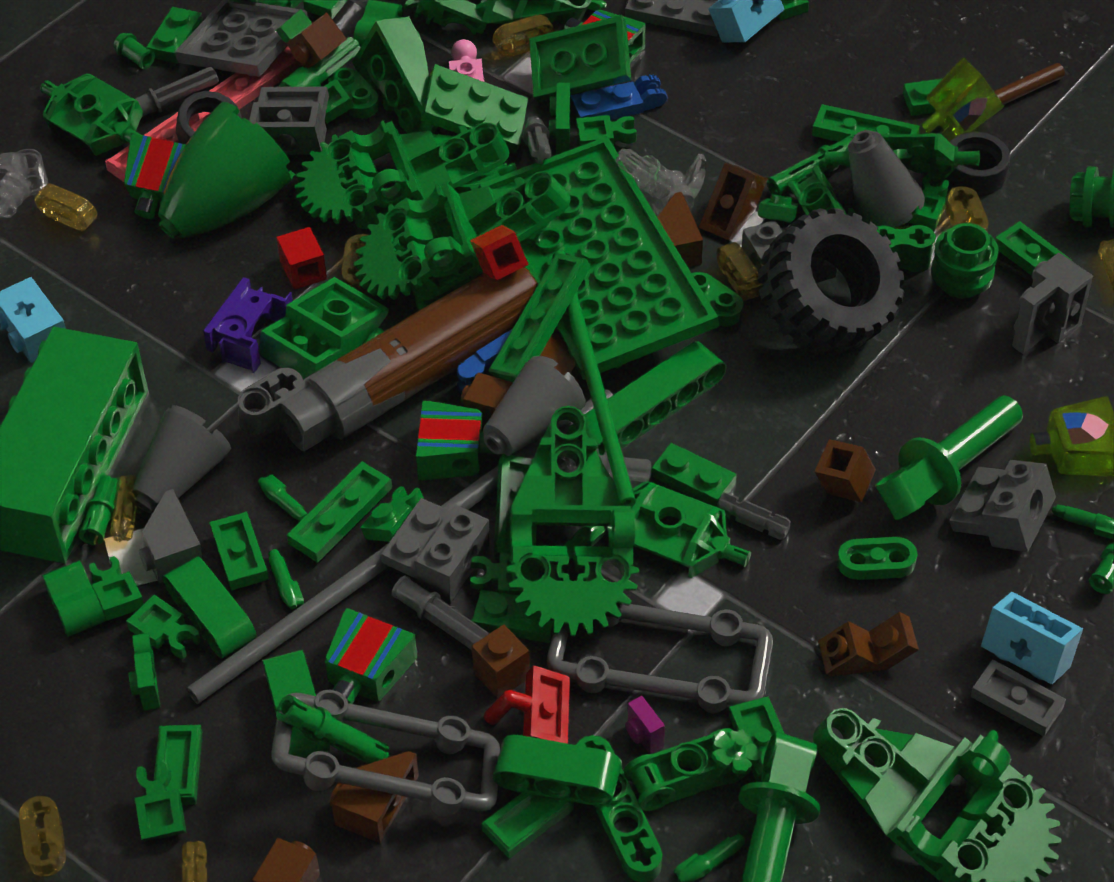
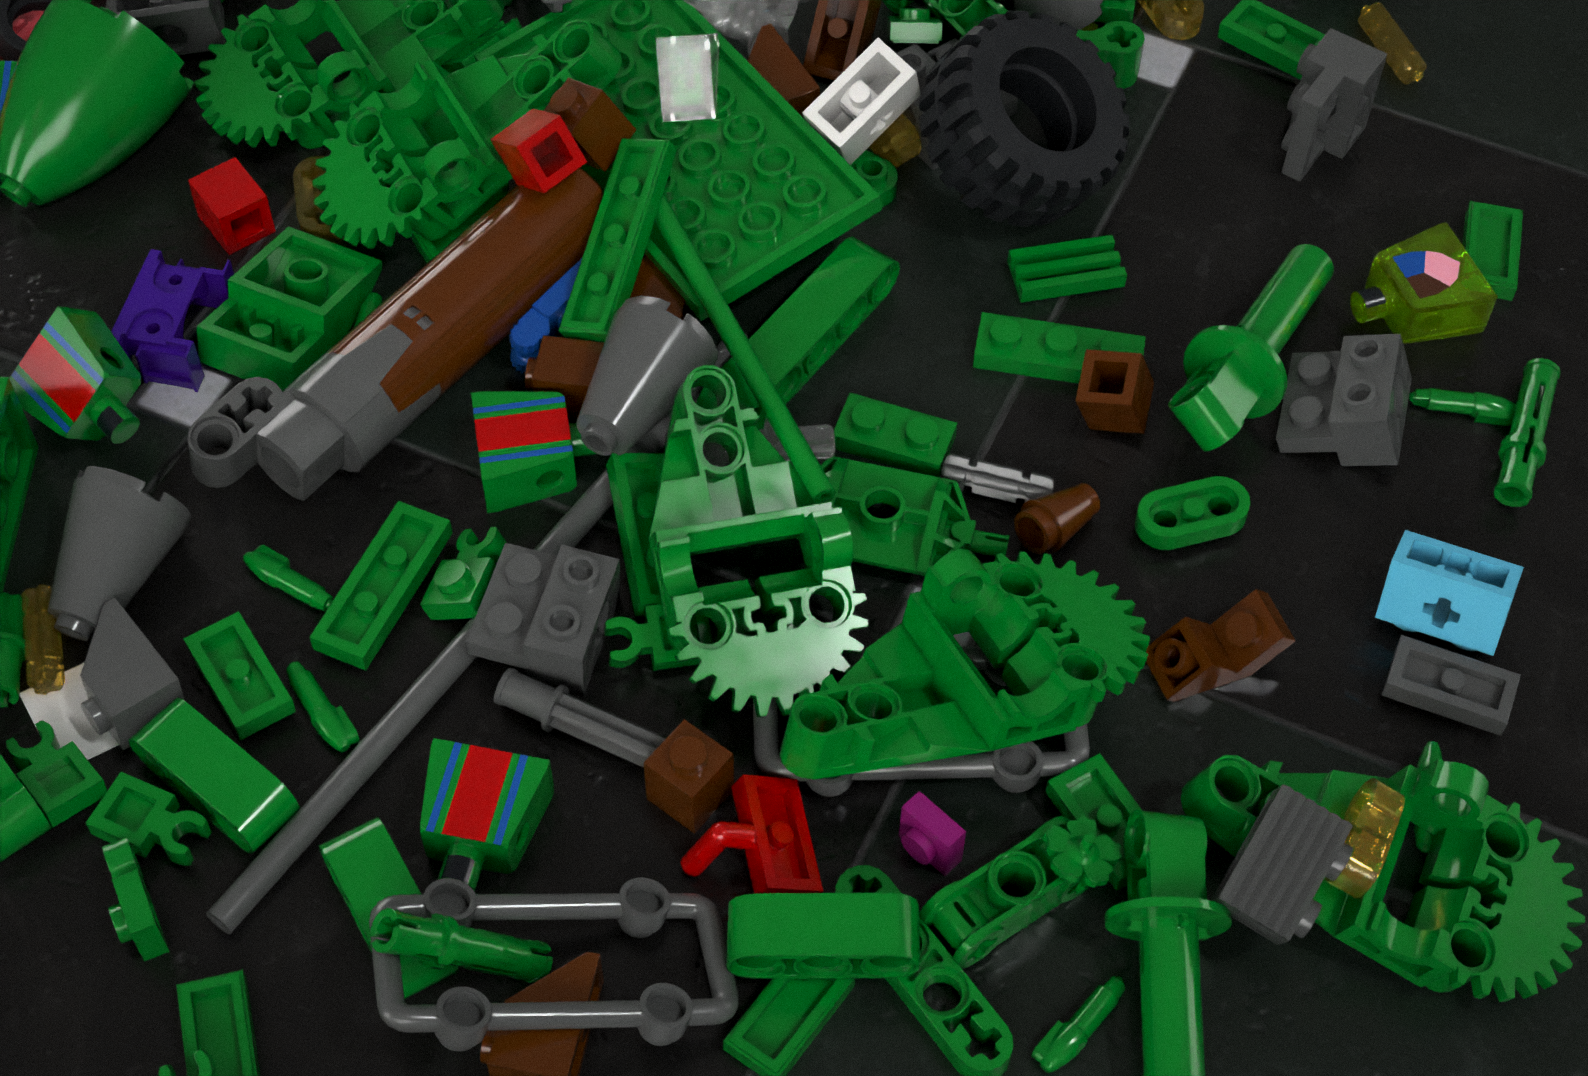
camera: 15 degrees left, 5 degrees up
(180, 351) = (78, 379): none -> green torso
(499, 608) = (665, 697): green plate -> none
(538, 239) = (592, 121): none -> reddish brown brick
(585, 537) = (759, 559): green piece -> none
(612, 218) = (688, 76): none -> clear slope
(660, 638) = (926, 701): none -> green connector
(724, 254) = (864, 100): none -> white brick
(784, 545) = (1054, 518): none -> reddish brown cone
(810, 435) = (1043, 347): none -> green plate
(841, 381) = (1064, 261): none -> green tile
(859, 781) = (1283, 866): none -> dark grey brick
(920, 776) = (1374, 819): none -> clear yellow beam
(964, 260) = (1192, 61): green piece -> none

